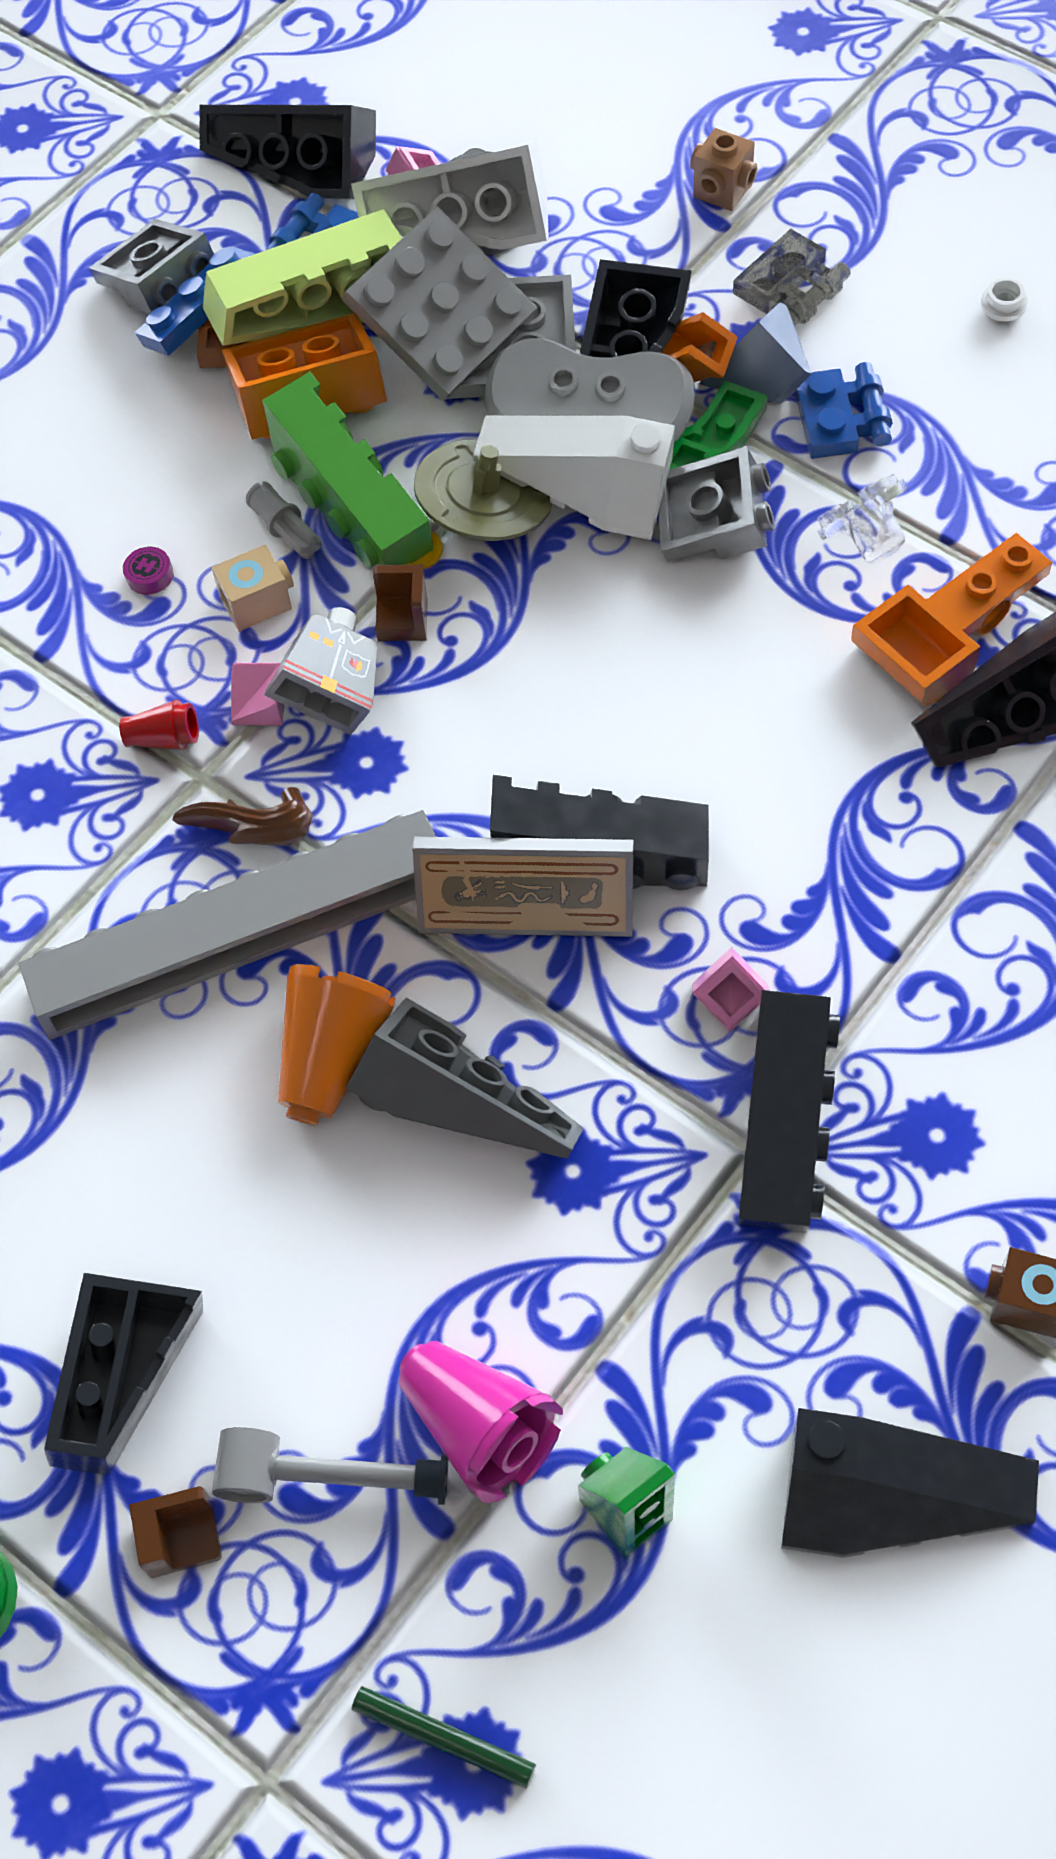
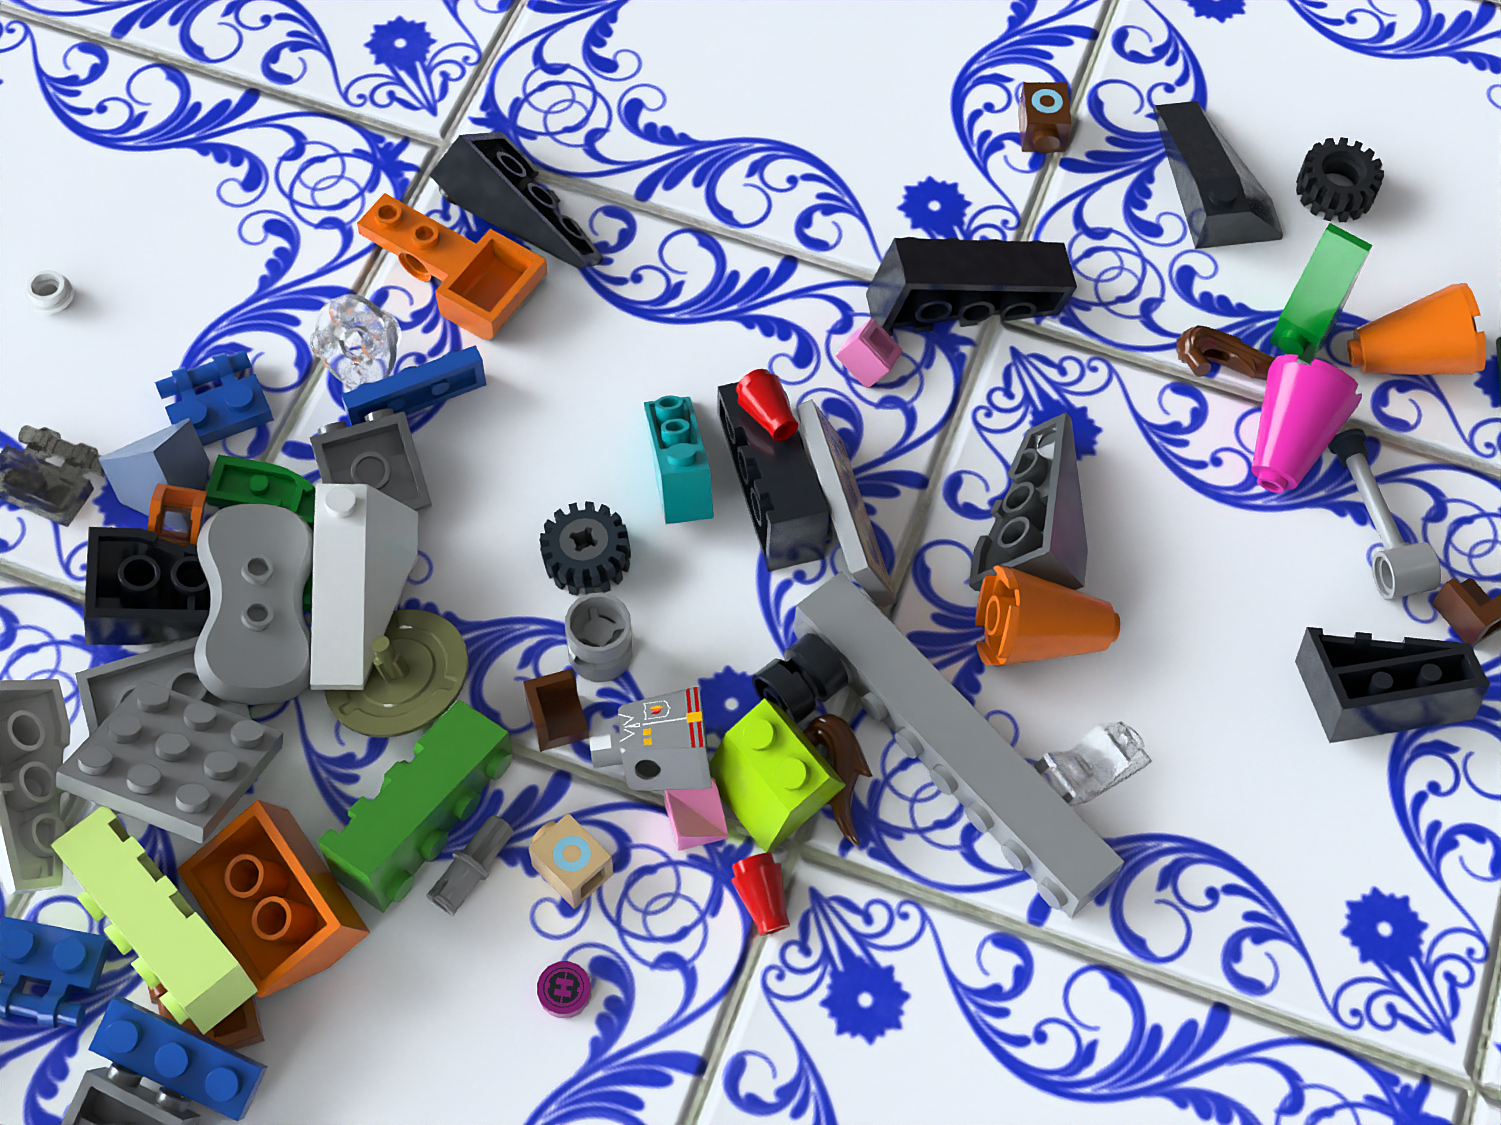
camera: 115 degrees left, 0 degrees up
(163, 1047) = (1095, 764): none -> clear slope
(260, 752) = (771, 775): none -> lime slope
(347, 796) = (806, 675): none -> black wheel
(459, 647) = (599, 637): none -> light grey wheel
(547, 1636) = (1423, 337): none -> orange cone
(587, 672) = (592, 565): none -> black wheel
(623, 1388) = (1205, 344): none -> reddish brown piece
(639, 762) = (679, 460): none -> teal slope
(649, 818) = (766, 402): none -> red cone
(802, 559) = (418, 386): none -> blue plate
(875, 1628) = (1345, 161): none -> black tyre

